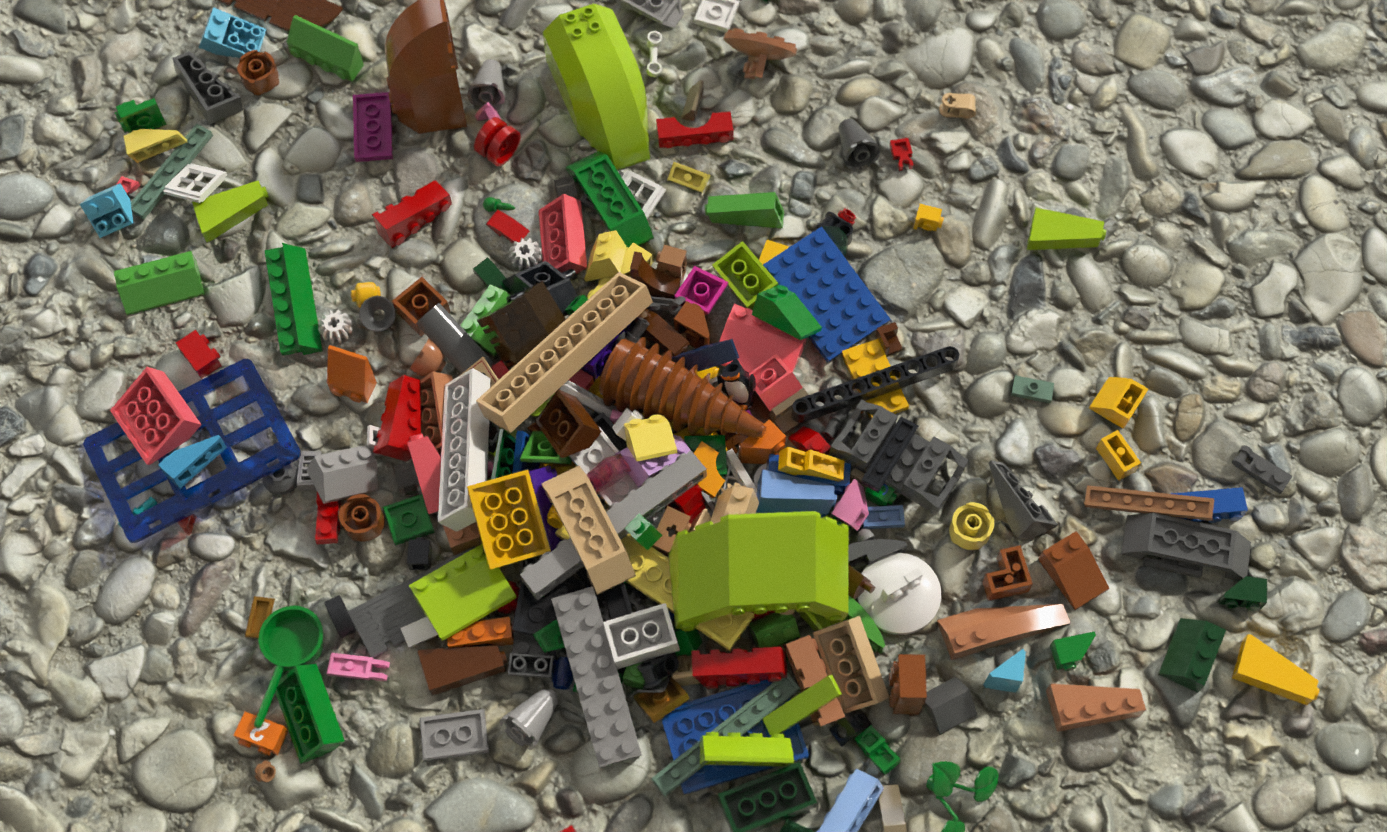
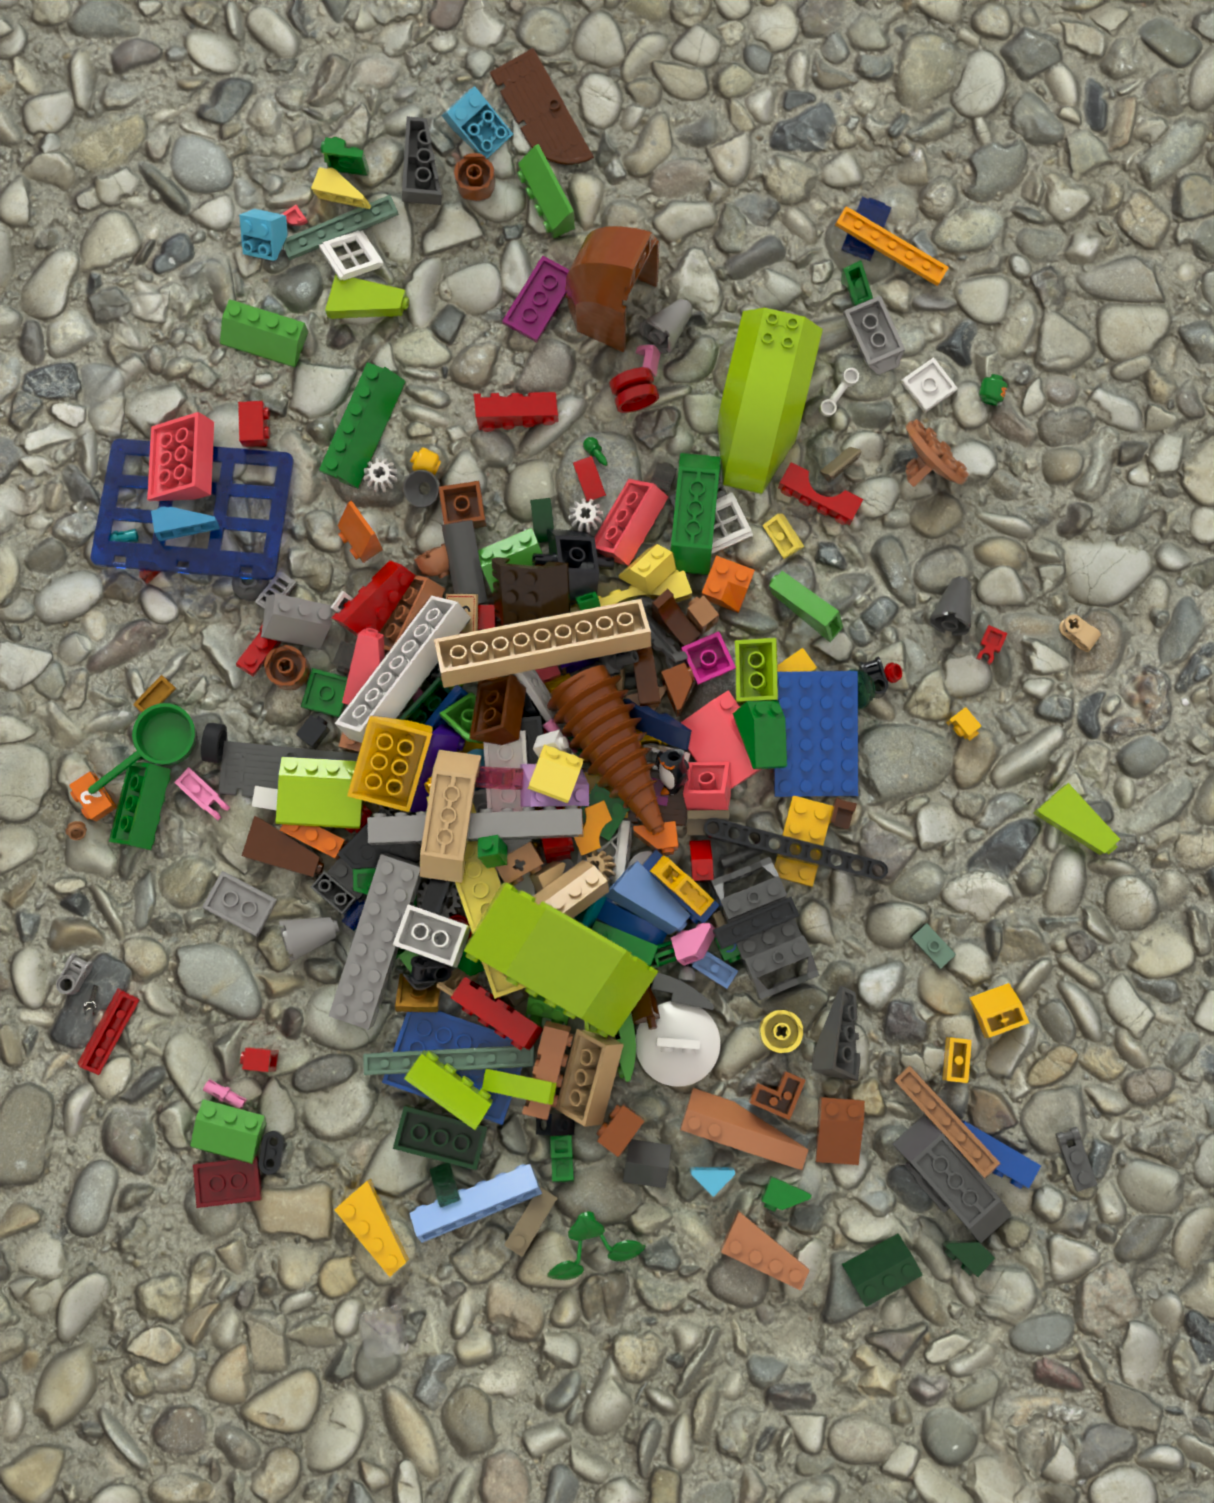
camera: 40 degrees right, 15 degrees up
(674, 230) = (727, 584): none -> orange slope
(1272, 672) = (935, 1331): yellow slope -> none

